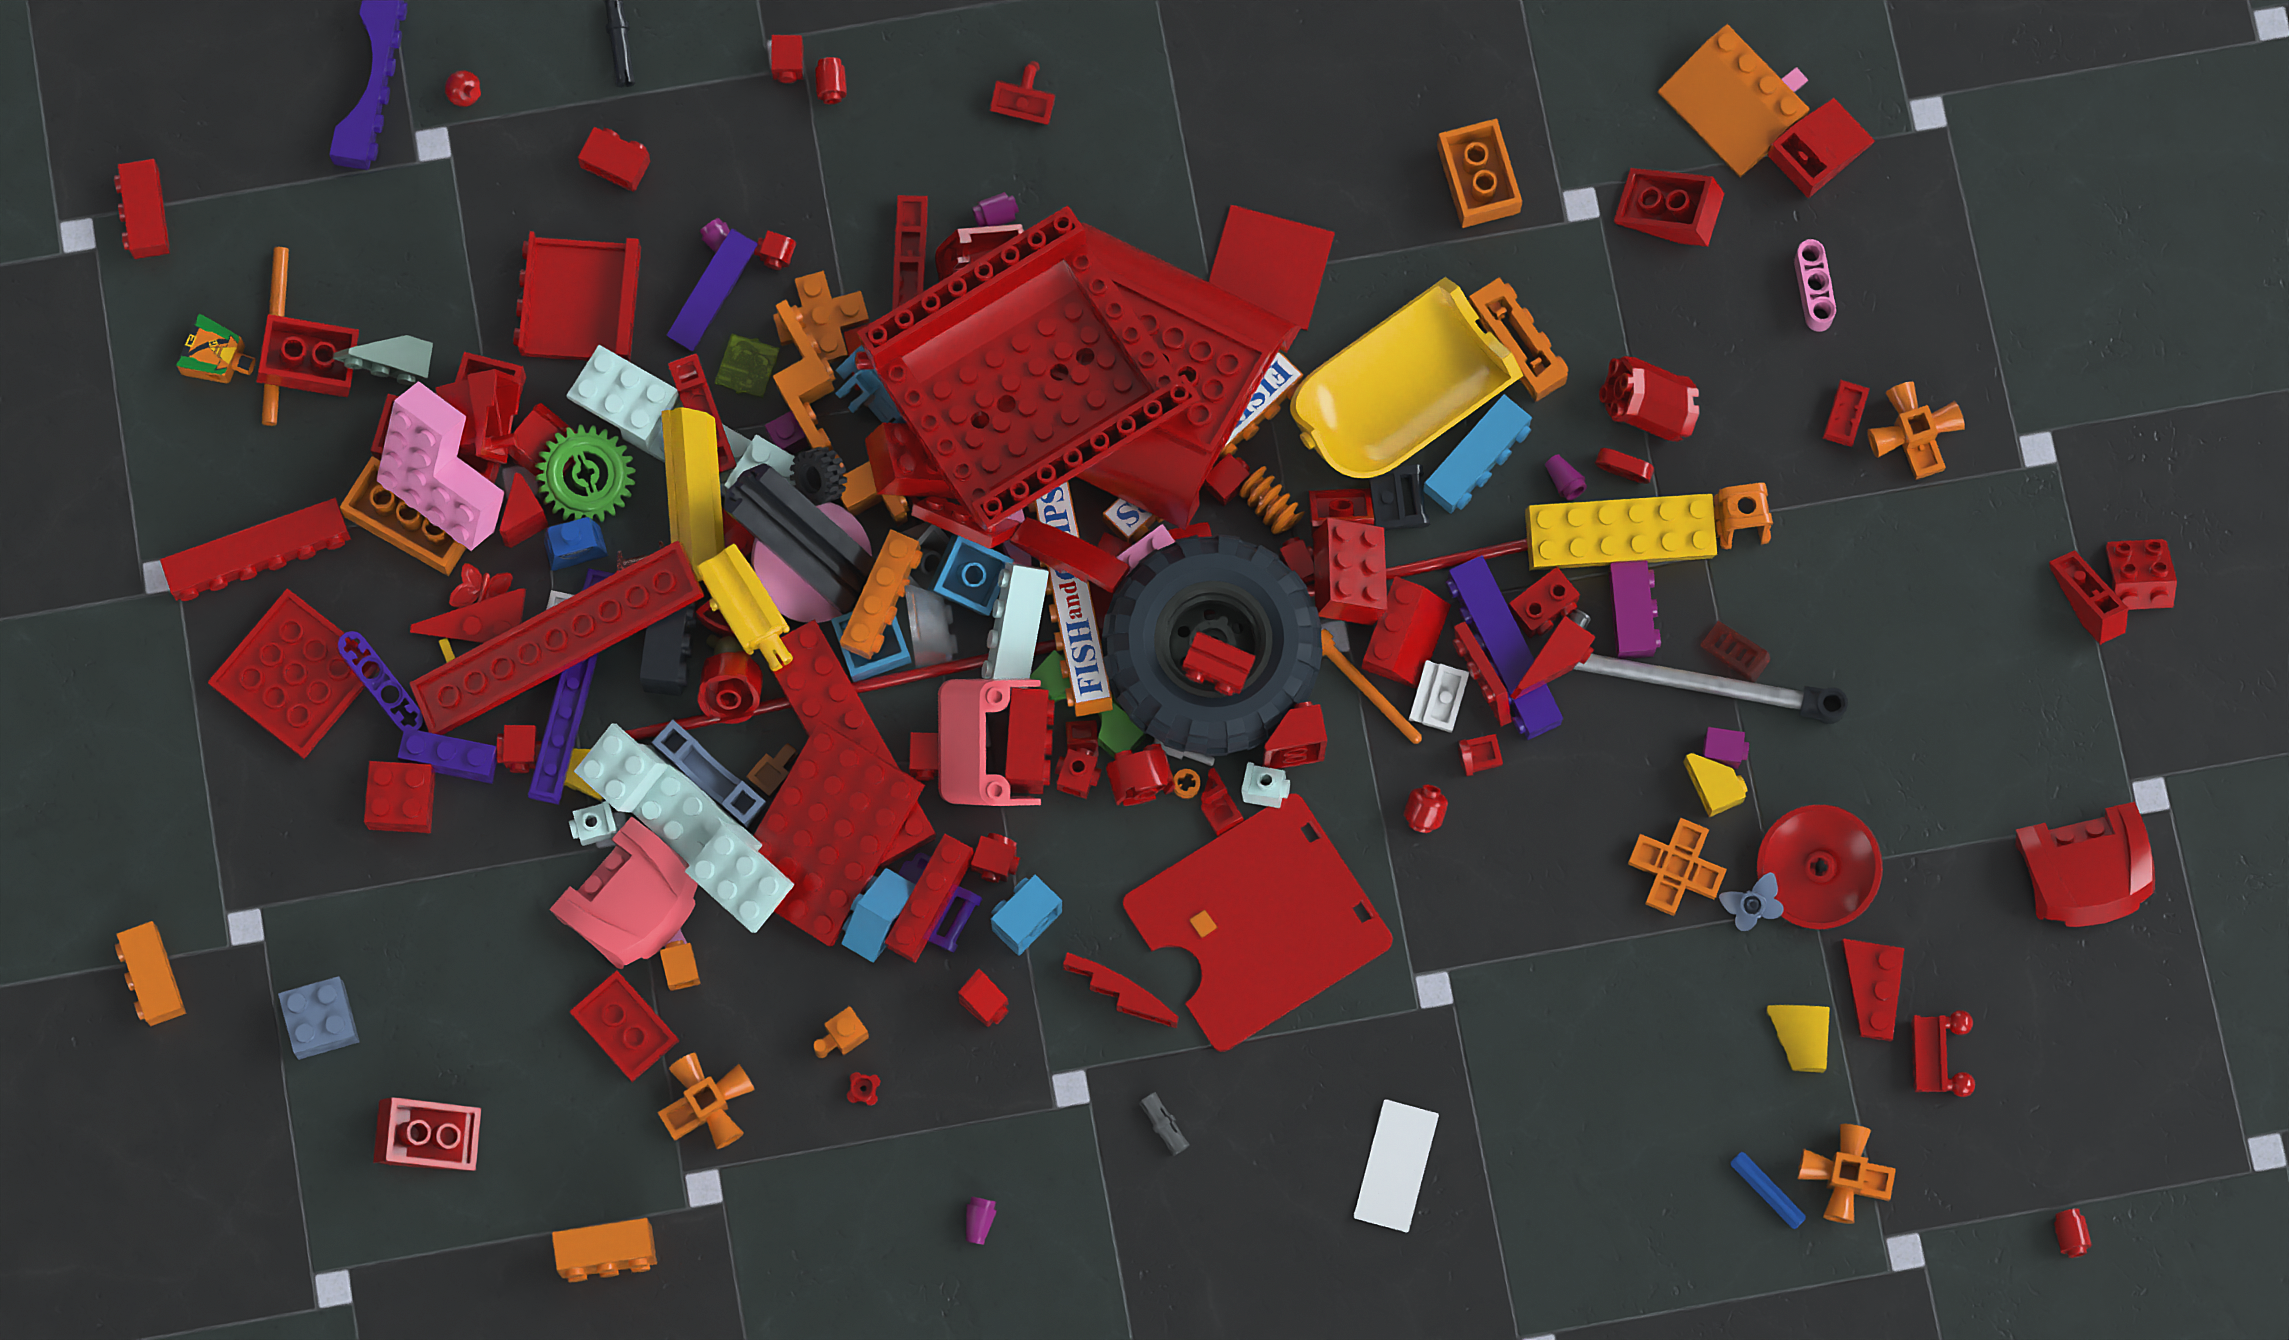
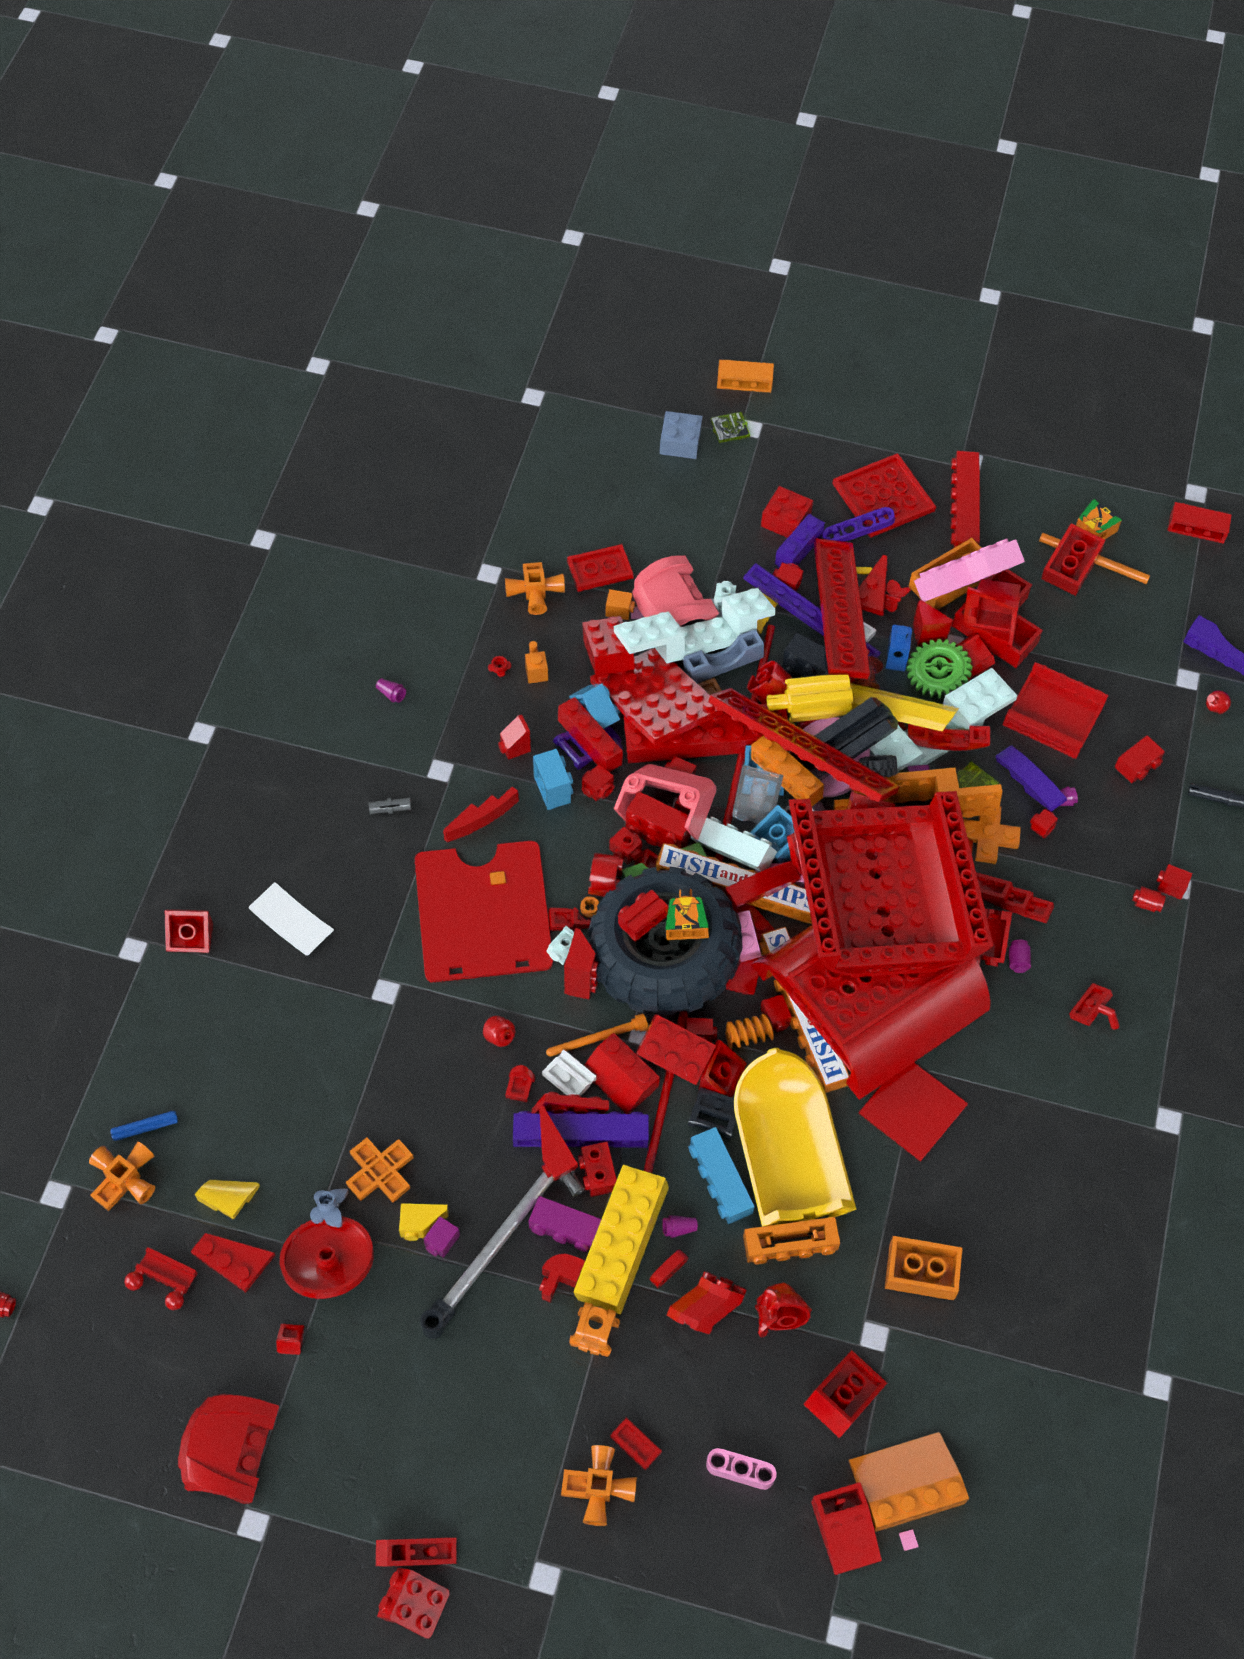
camera: 115 degrees right, 15 degrees down
(259, 957) = (730, 427): none -> piece
(397, 357) = (1055, 600): sand green slope -> none
(427, 1134) = (590, 457): red slope -> none
(604, 1249) = (478, 505): orange brick -> none
(778, 945) = (604, 647): none -> red brick
(840, 582) = (804, 745): none -> red plate
(1195, 606) = (686, 917): none -> torso
(1486, 1286) = (188, 930): none -> red slope
(1609, 318) = (781, 1309): none -> red head
(1689, 589) = (560, 1268): none -> red brick
(1750, 673) = (506, 1288): clear red slope -> none
(1929, 866) = (290, 1339): none -> red slope

